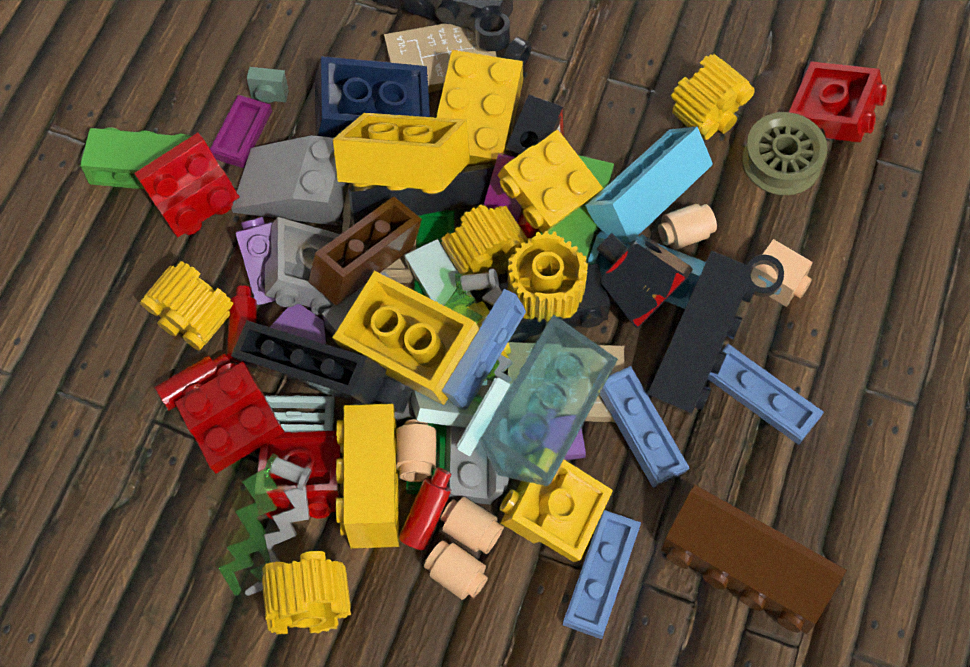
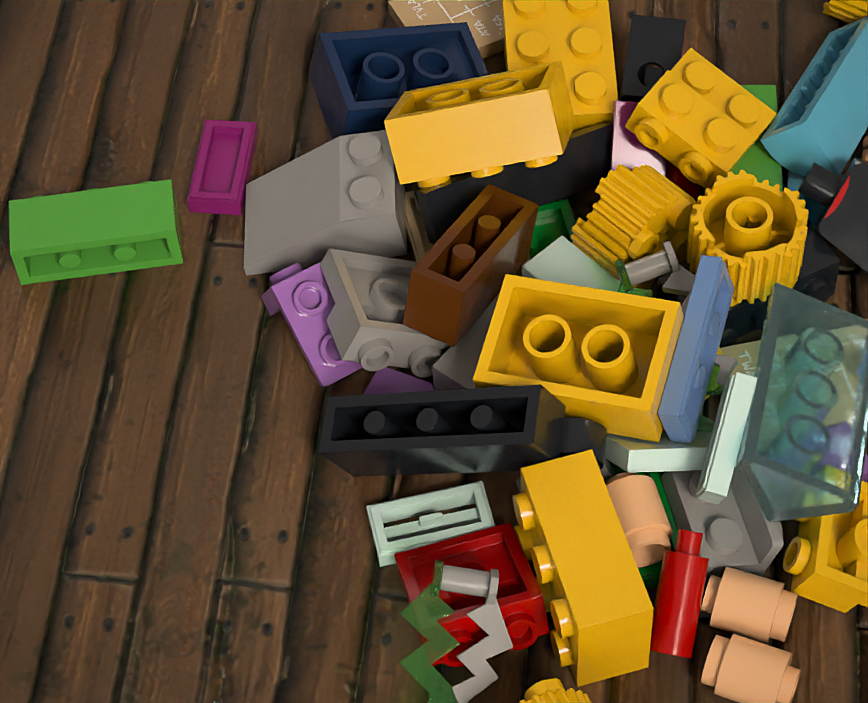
camera: 10 degrees left, 10 degrees down
(187, 185) = (178, 243): red plate -> none
(187, 305) = (229, 400): yellow brick -> none
(197, 373) = (263, 509): red cylinder -> none
(228, 416) = (339, 539): red plate -> none
(243, 309) = (307, 402): red cylinder -> none
(267, 84) = (245, 95): sand green plate -> none

